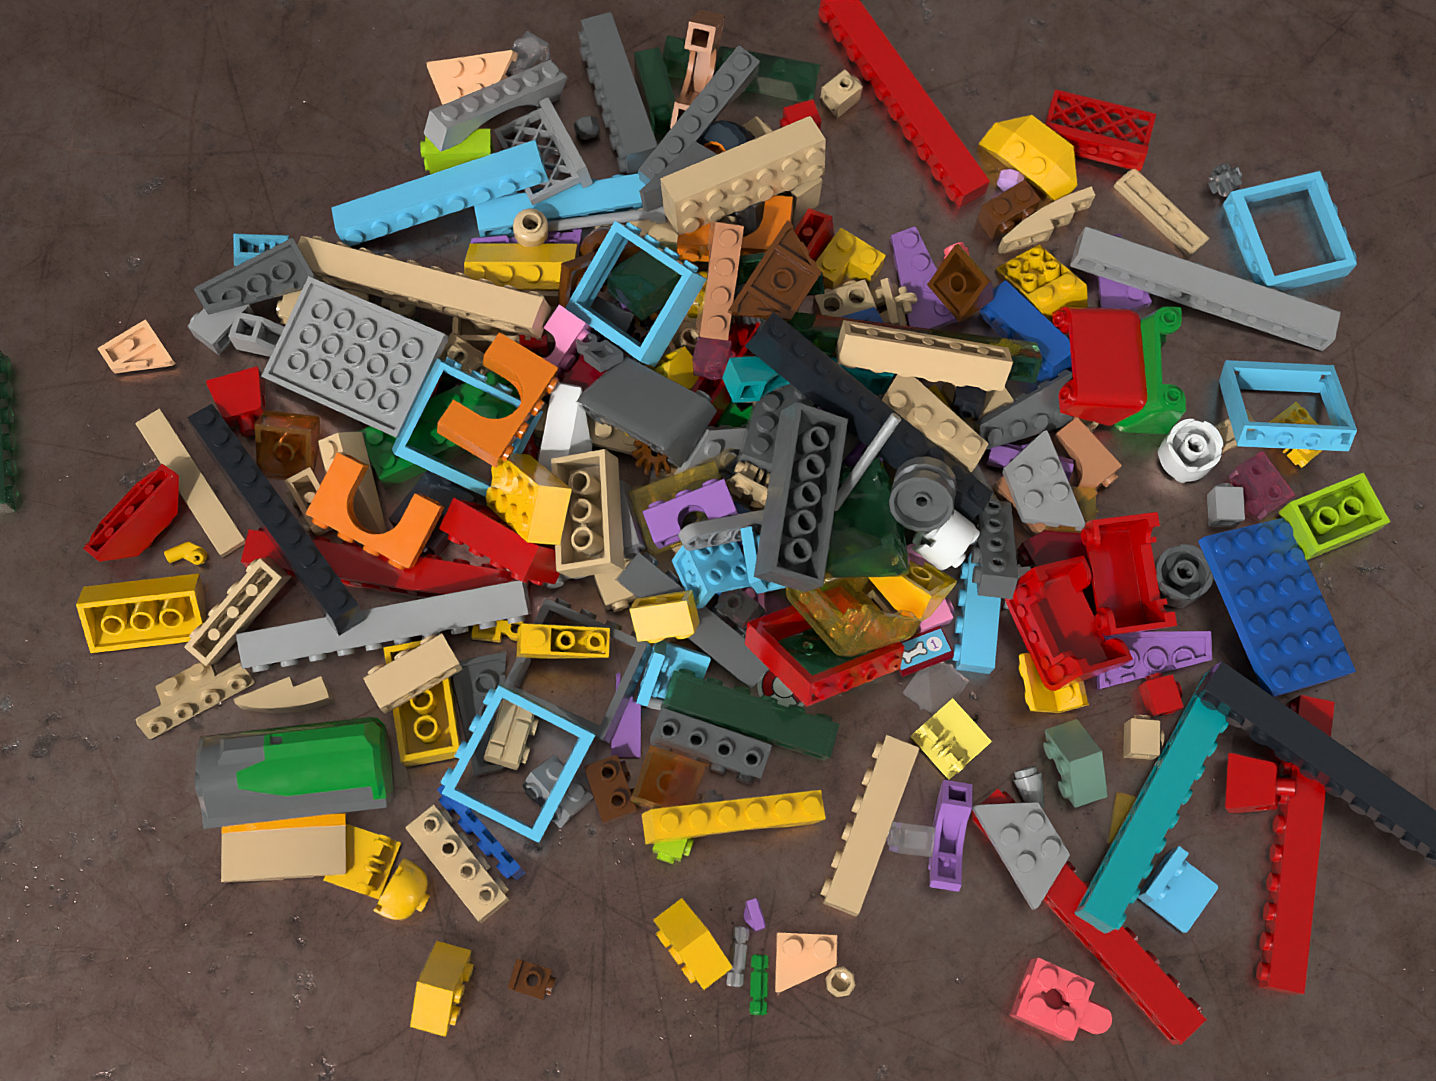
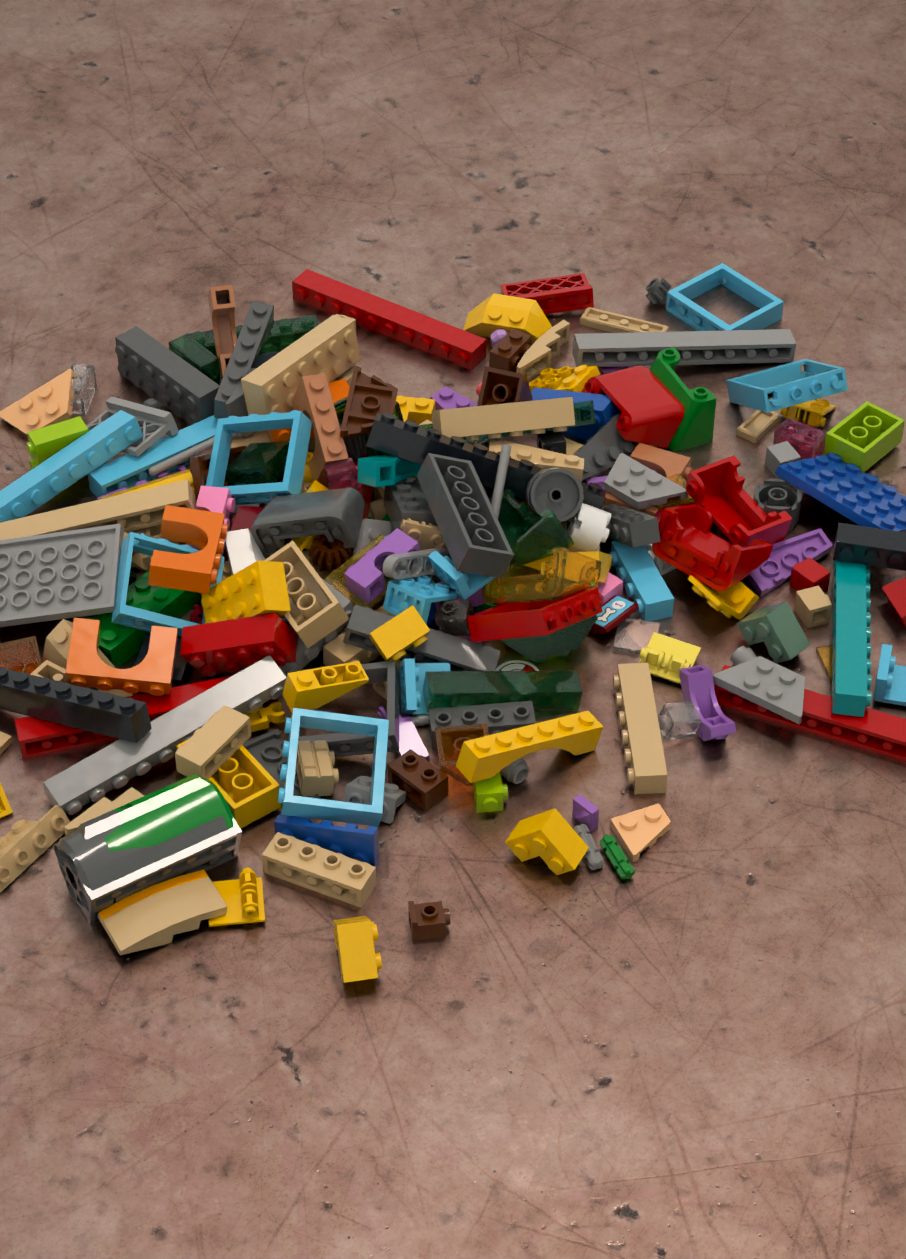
camera: 20 degrees left, 30 degrees down
(237, 611) = (36, 766): tan brick -> none
(404, 892) = (285, 897): yellow cylinder -> none
(457, 119) = (53, 411): light grey arch -> none
(530, 227) = (145, 467): tan head -> none
(599, 355) = (253, 501): dark grey plate -> none
(840, 981) = (680, 830): tan tile -> none
(1058, 1002) = (863, 786): coral brick -> none
(1176, 449) = (735, 435): white brick -> none

